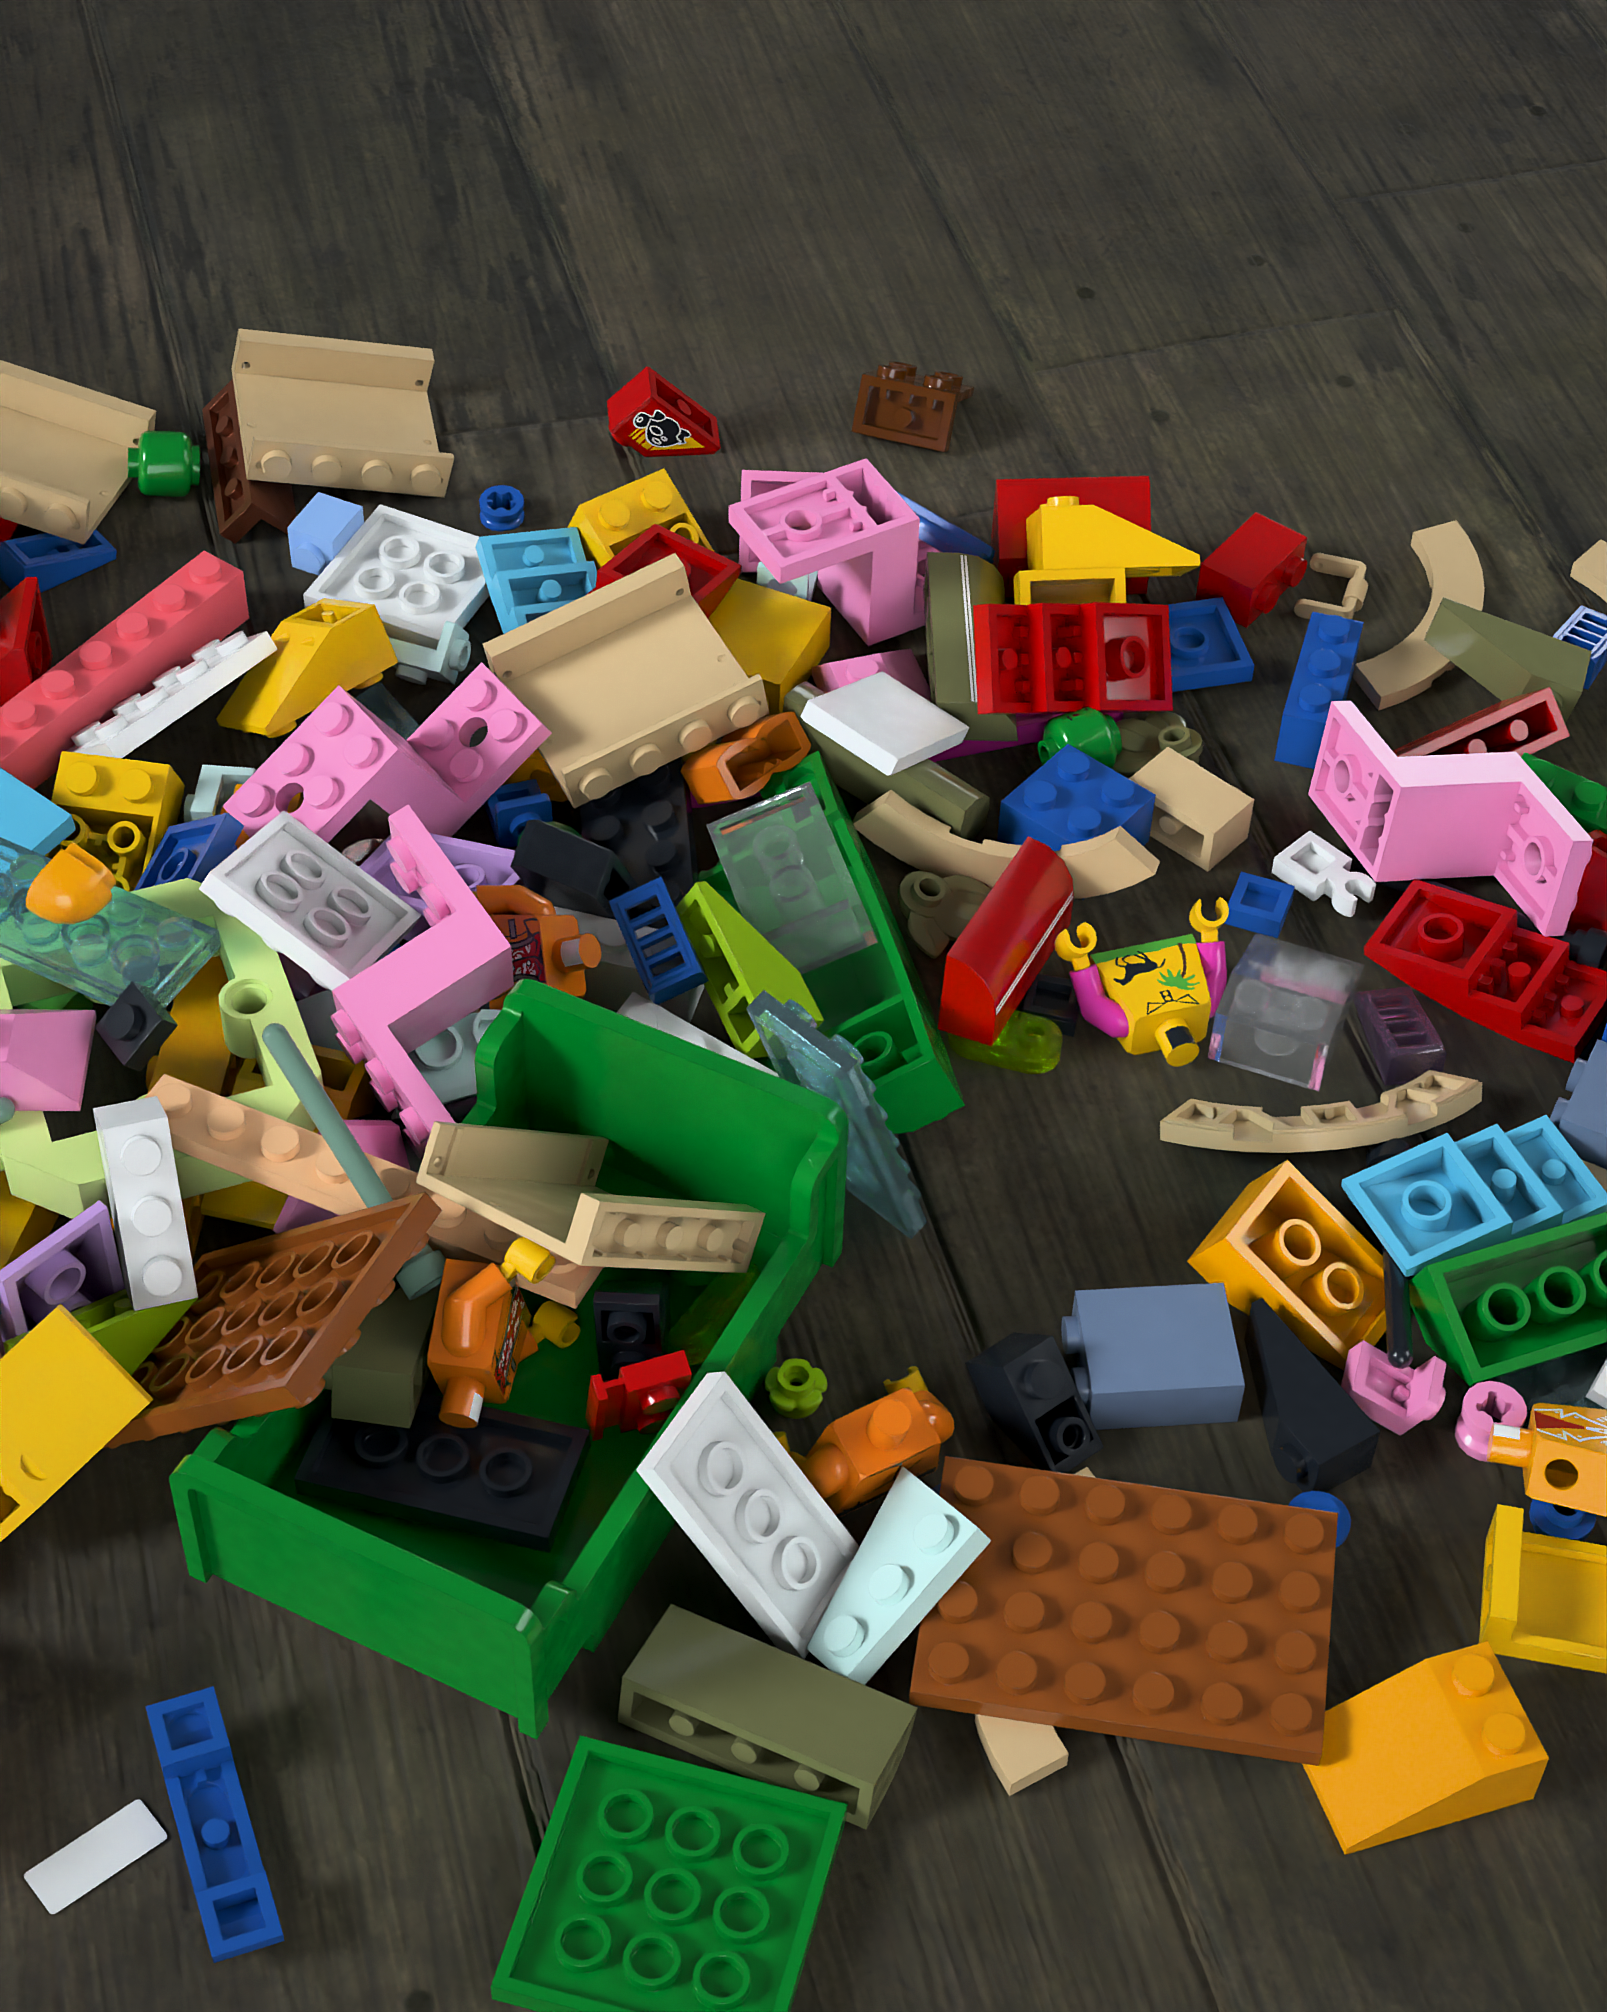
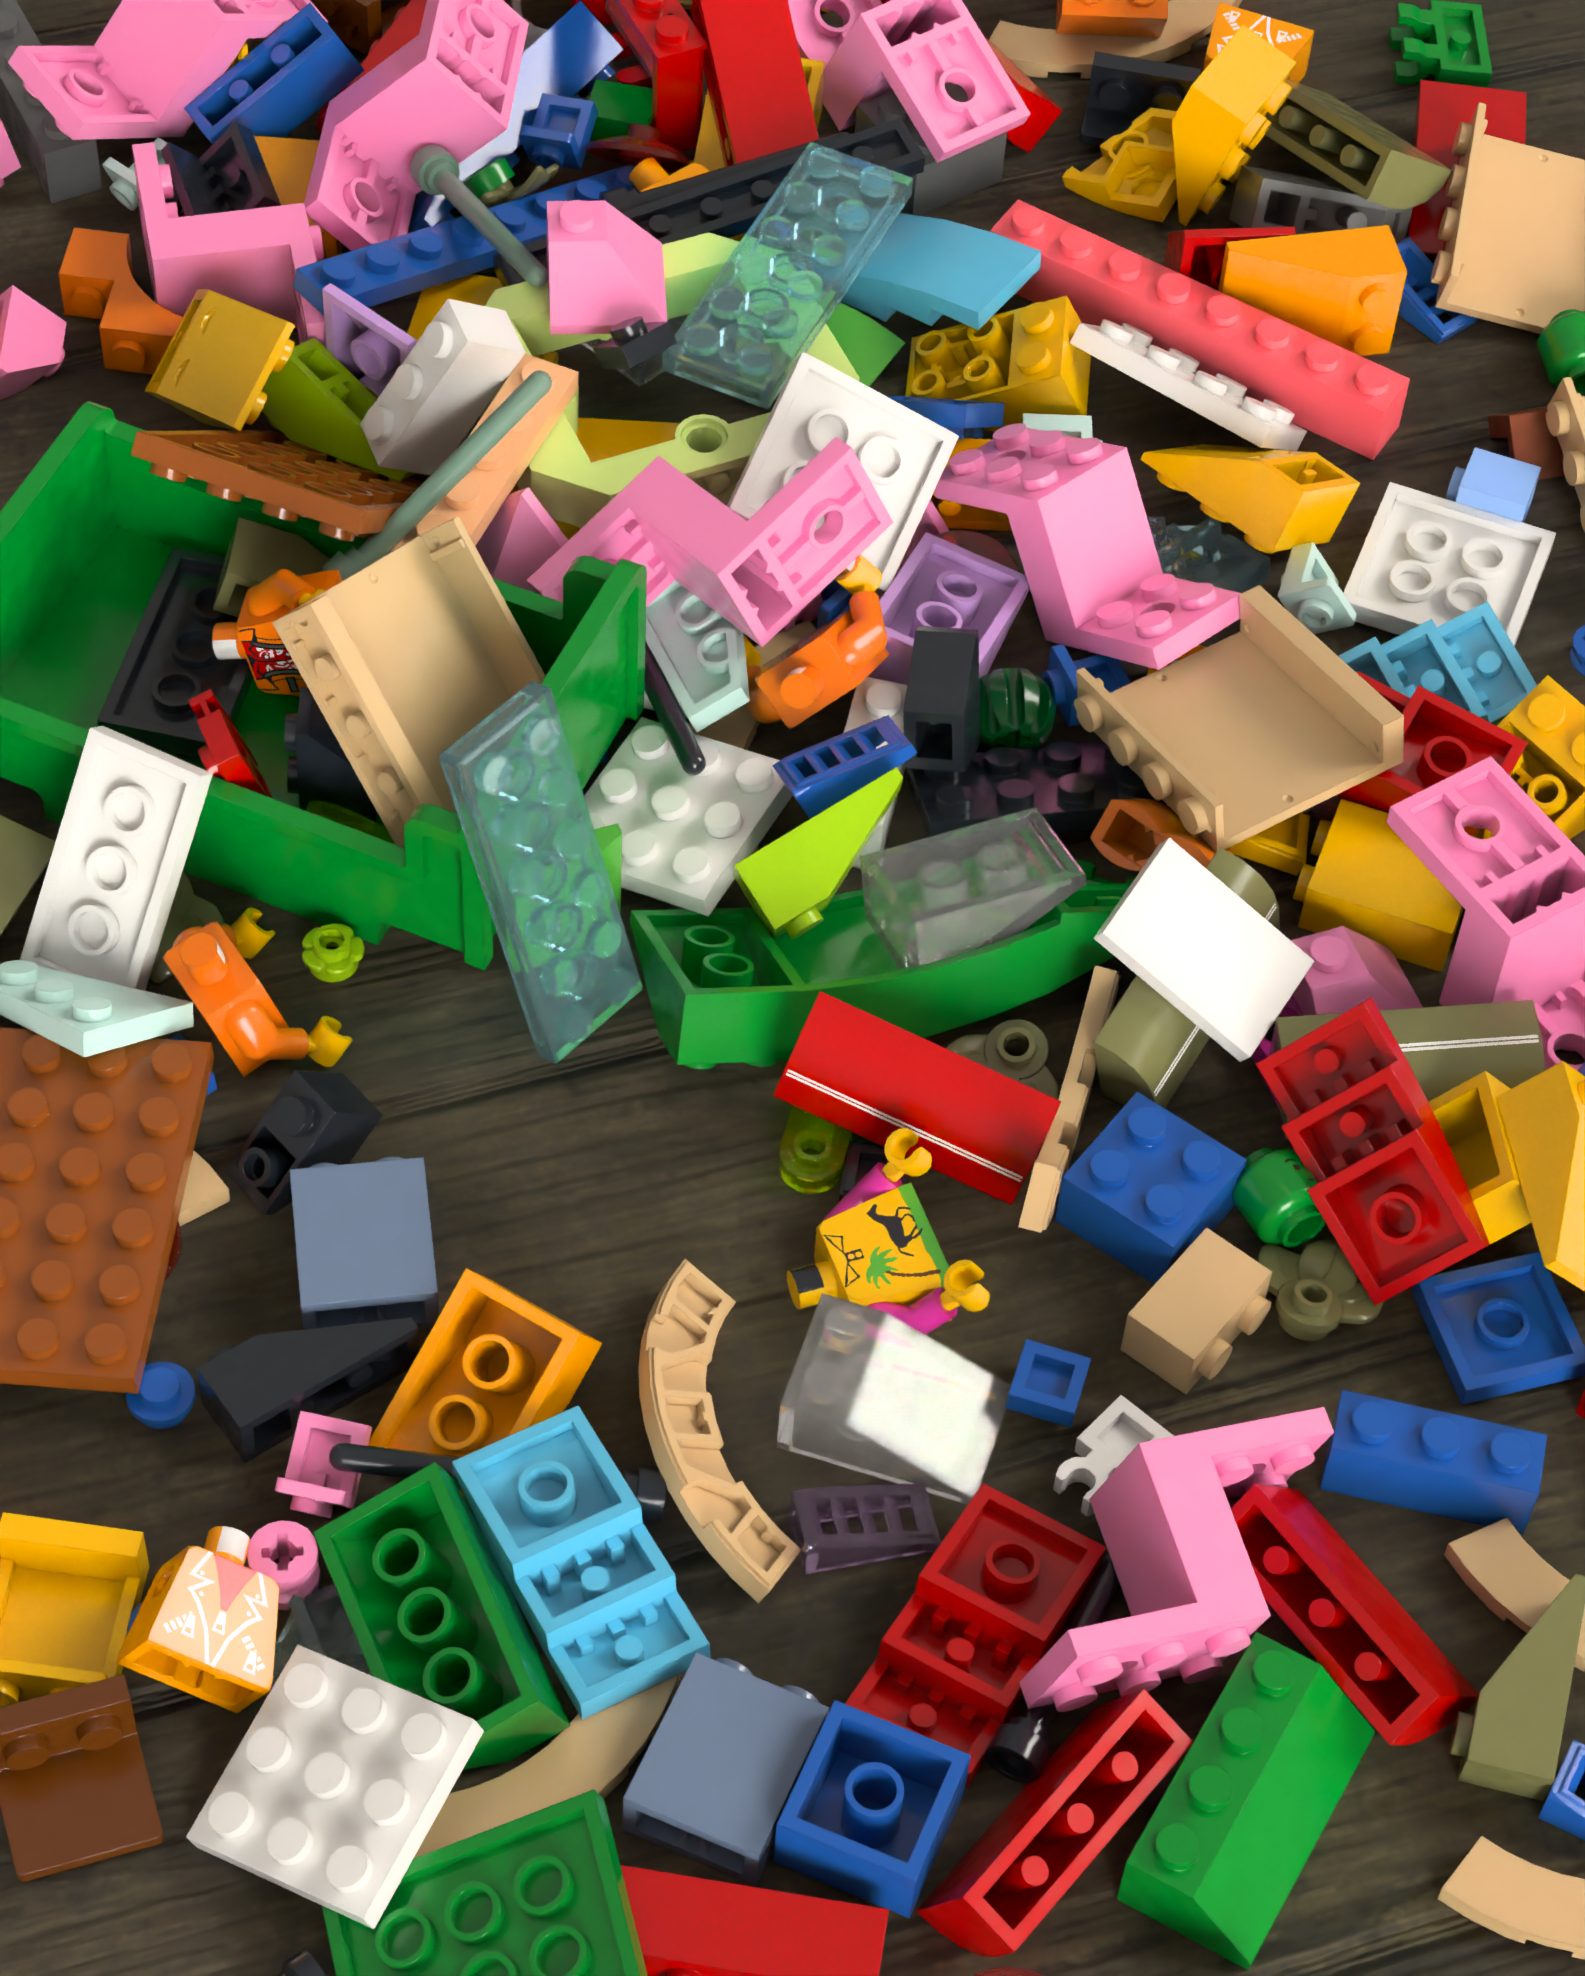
camera: 85 degrees right, 5 degrees up
(70, 887) = (781, 263): light orange piece -> none
(75, 582) = (1327, 283): none -> light orange slope

